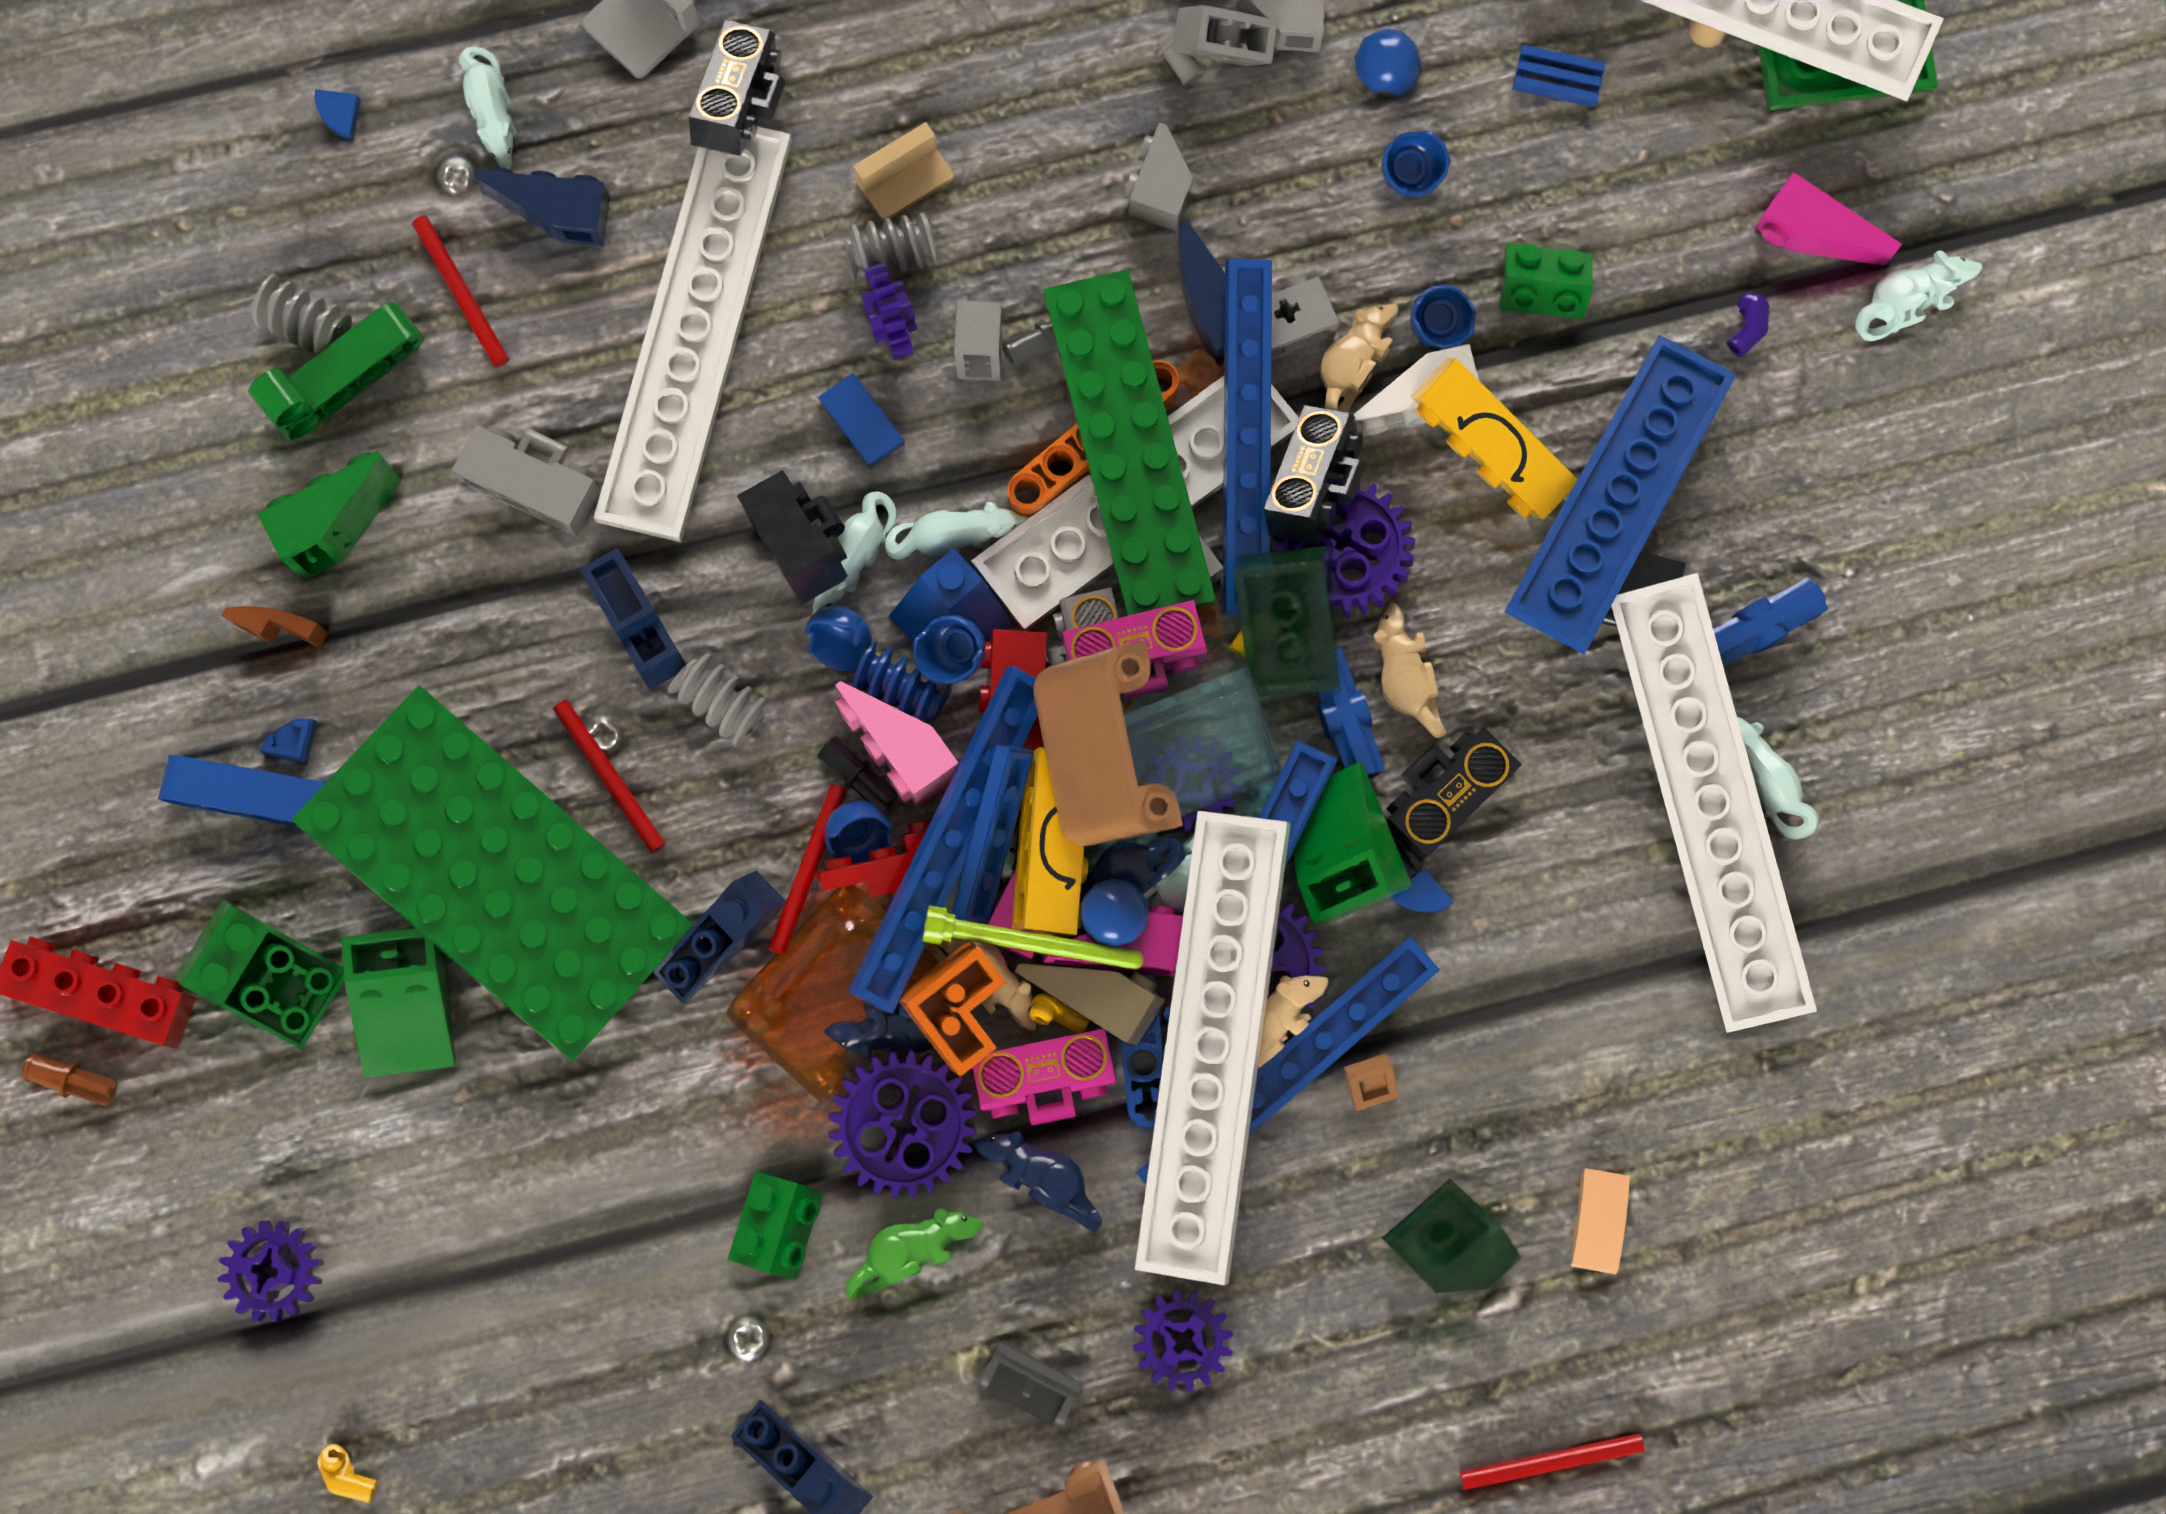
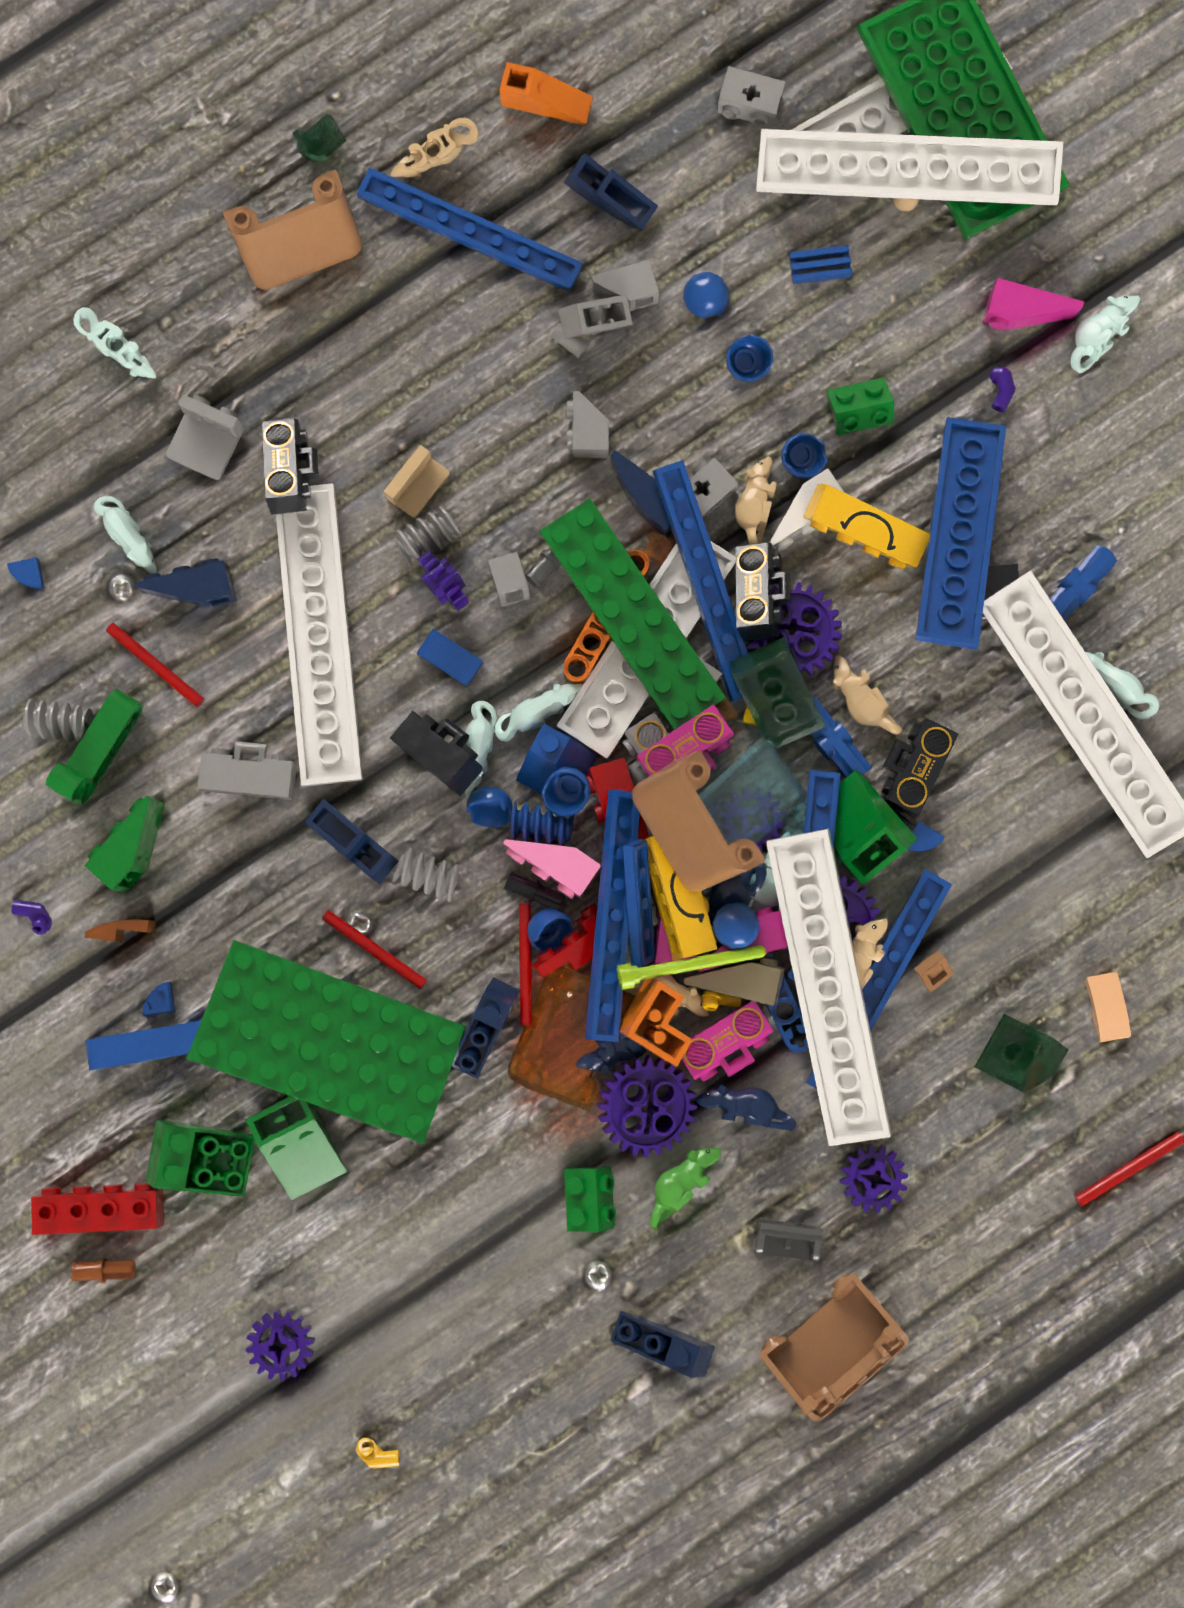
camera: 15 degrees left, 5 degrees up
(171, 564) = (37, 914): none -> dark purple arm

